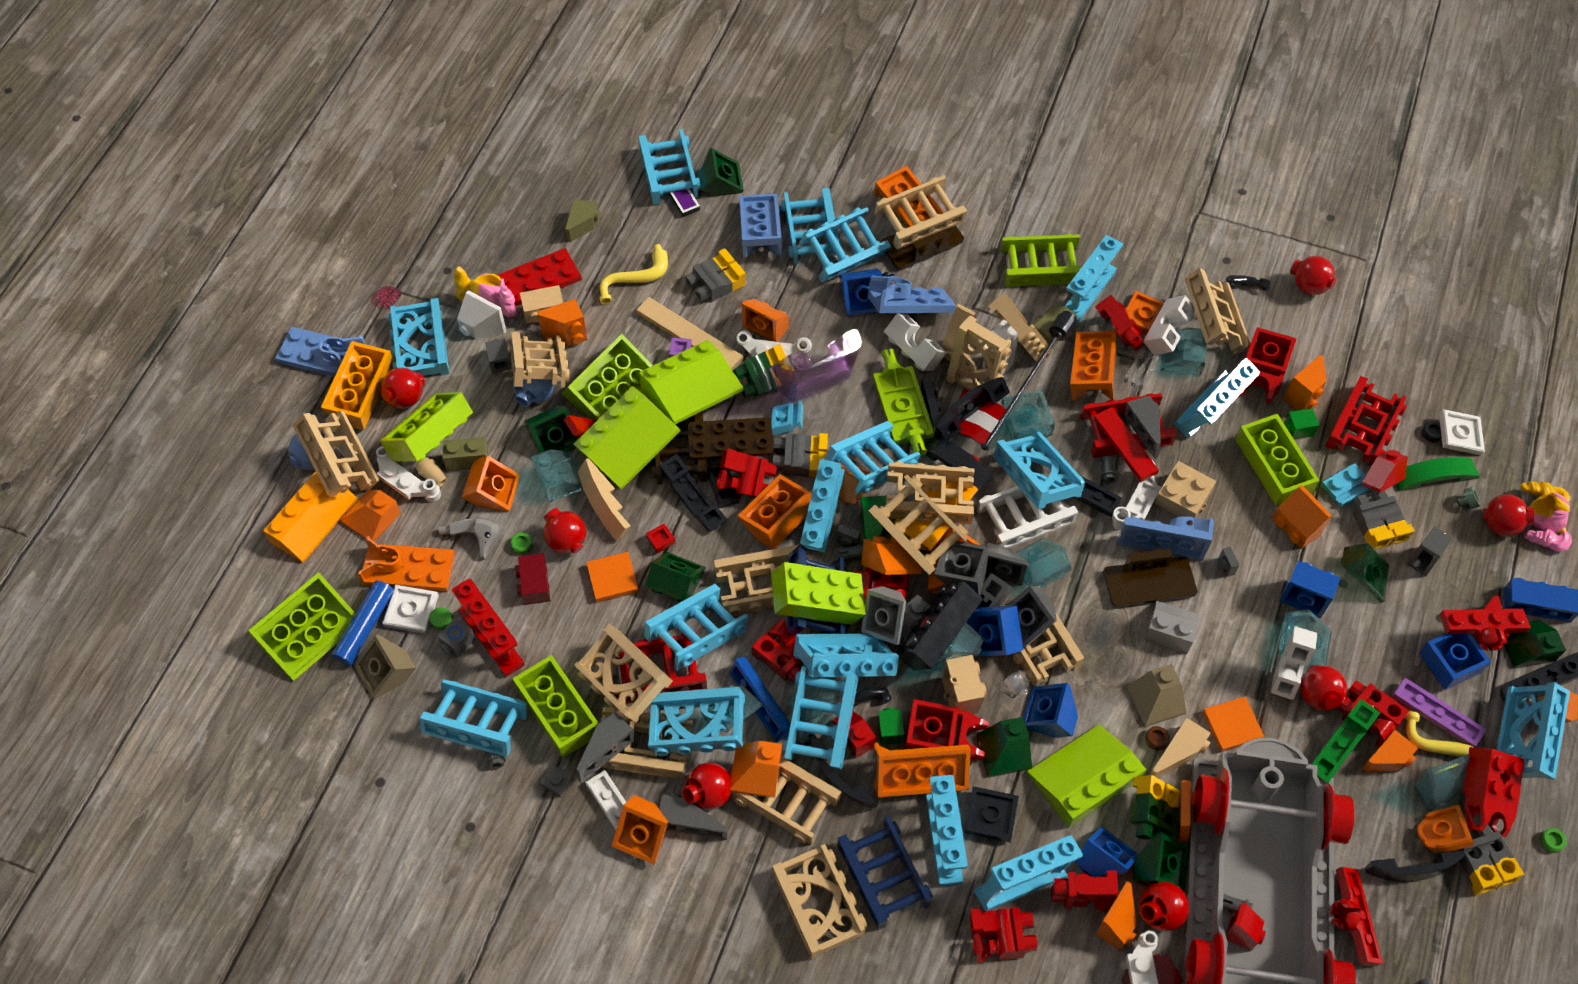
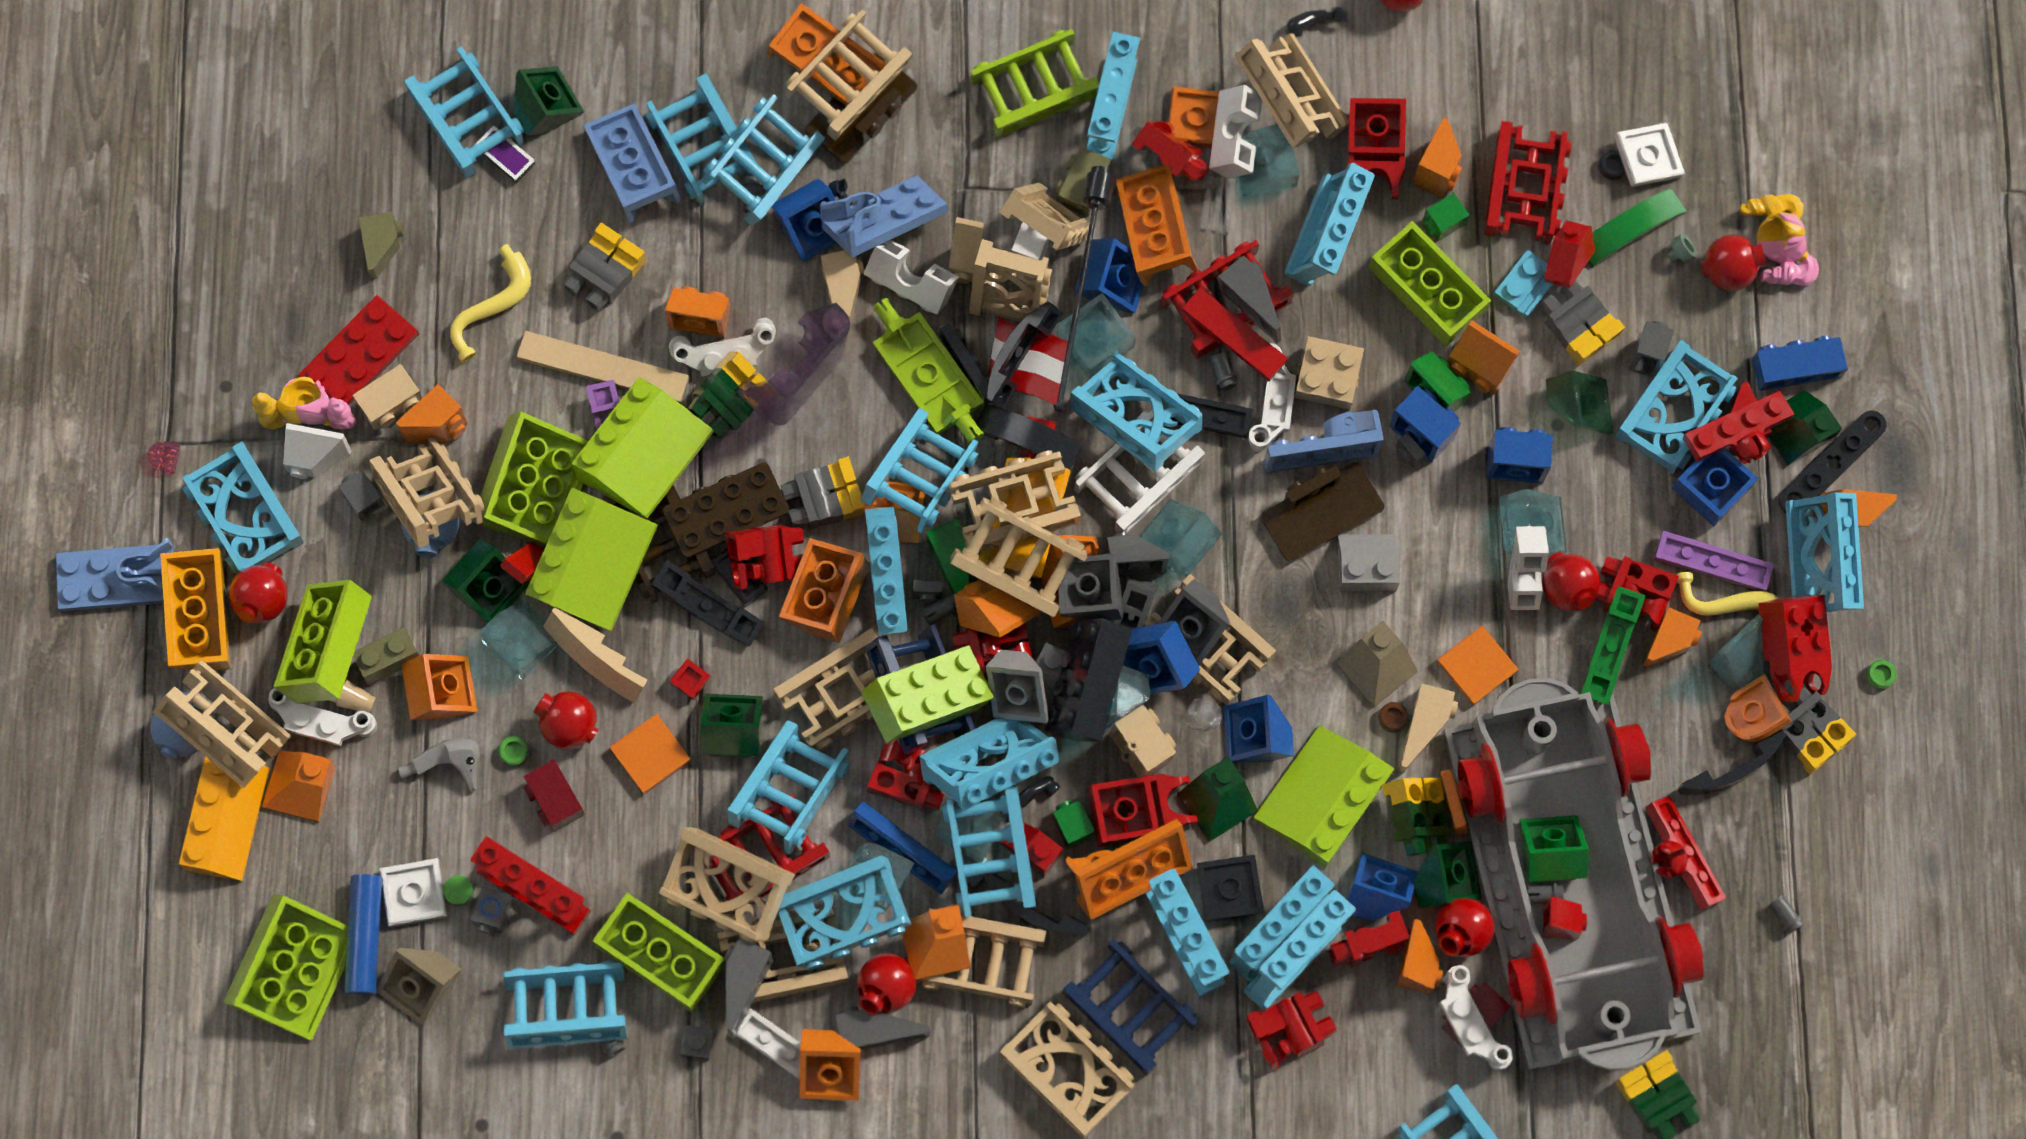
camera: 25 degrees left, 15 degrees up
(407, 566) = (382, 838): orange plate -> none
(787, 417) = (786, 450): medium azure plate -> none
(870, 329) = (842, 279): none -> tan slope
(1020, 843) = (1281, 922): none -> medium azure fence
(1054, 380) = (1113, 273): none -> blue slope
(1247, 543) = (1425, 422): none -> blue brick
(1254, 874) = (1554, 848): none -> green slope
(1261, 525) = (1434, 375): none -> green slope
(1444, 572) = (1677, 370): none -> medium azure fence

